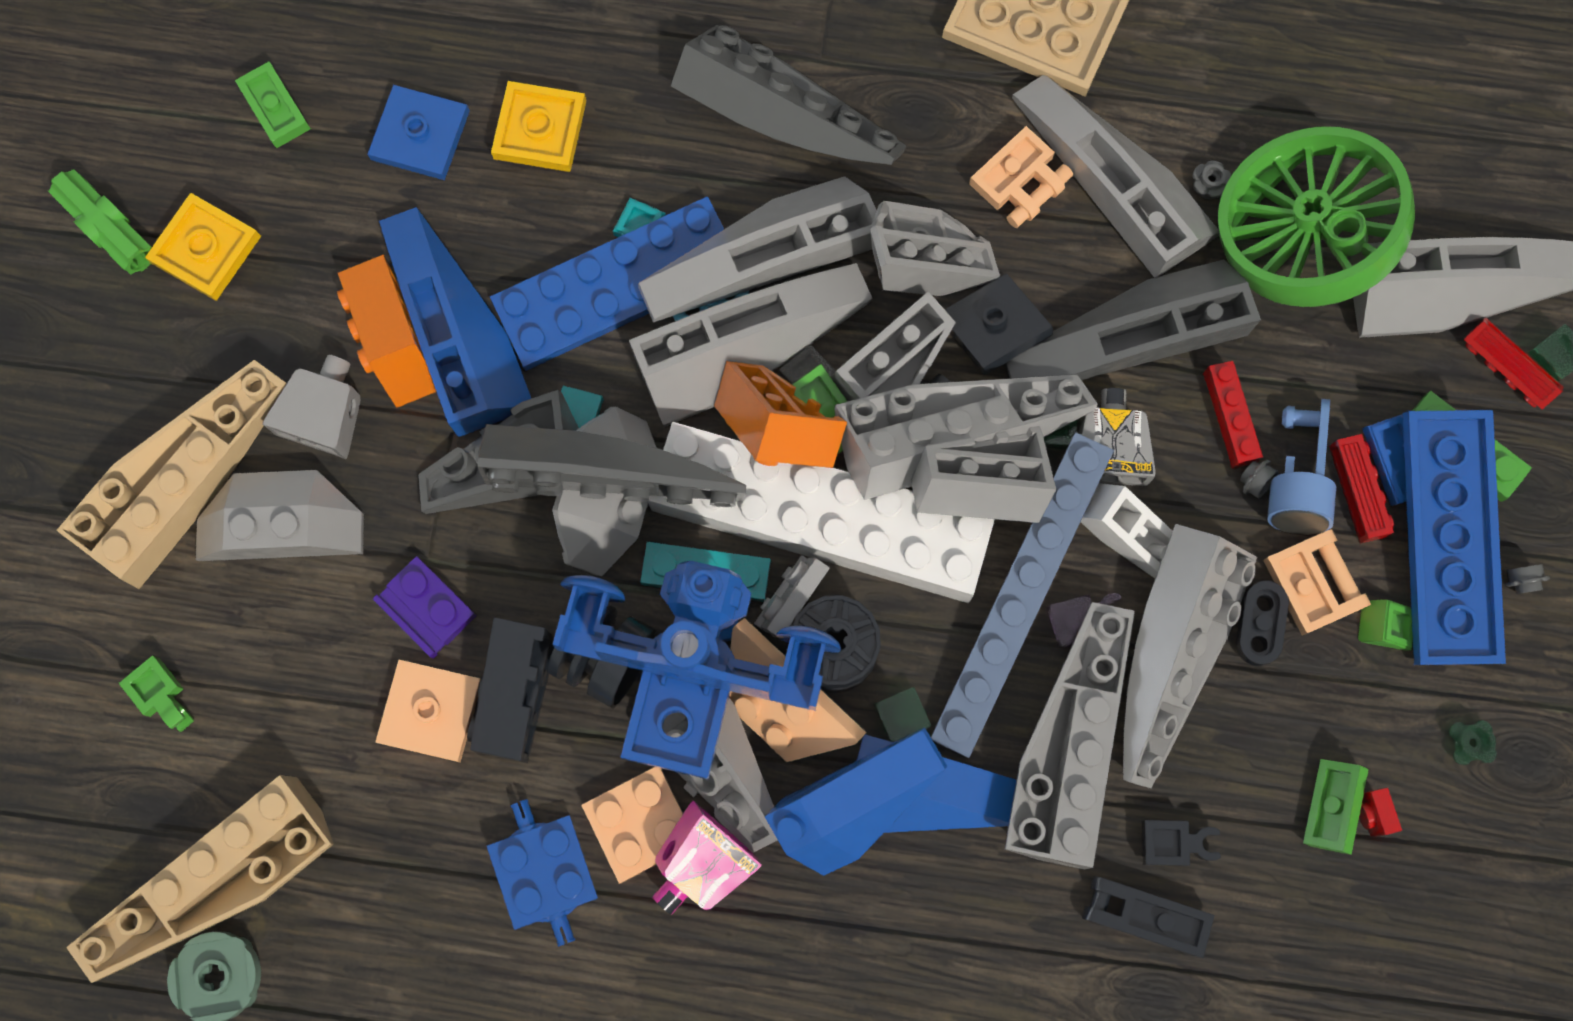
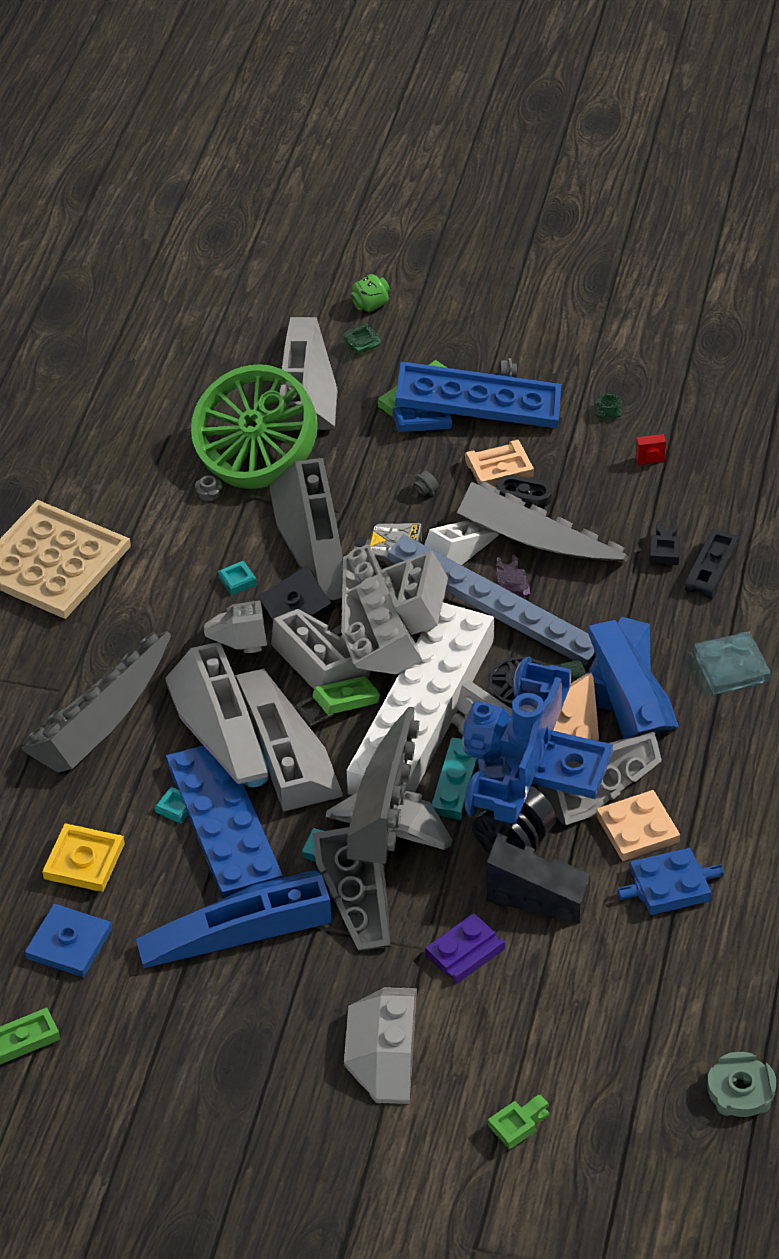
camera: 85 degrees left, 30 degrees down
(101, 221) = (103, 1160): bright green piece -> none
(171, 477) = (343, 1100): tan wedge -> none
(203, 246) = (141, 1087): yellow plate -> none
(212, 880) = (666, 1073): tan wedge -> none
(317, 409) = (298, 1006): light grey torso -> none
(384, 330) = (239, 953): orange wedge -> none
(429, 711) = (545, 947): light nougat plate -> none
(701, 862) = (666, 779): torso -> none
(774, 421) = (352, 709): orange wedge -> none
(954, 951) = (732, 662): none -> clear light blue plate
(1012, 168) = (181, 588): light nougat plate -> none
(1043, 243) = (237, 578): none -> teal tile
(1070, 750) = (600, 579): light grey wedge -> none
(1122, 179) = (198, 532): light grey wedge -> none
(1232, 414) = (379, 492): red piece -> none
(1304, 500) = (441, 457): medium blue piece -> none
(1336, 806) = (646, 468): bright green plate -> none
(1361, 488) = (439, 438): red piece -> none
(1386, 625) = (530, 437): bright green slope -> none
(1513, 363) = (362, 361): red piece -> none

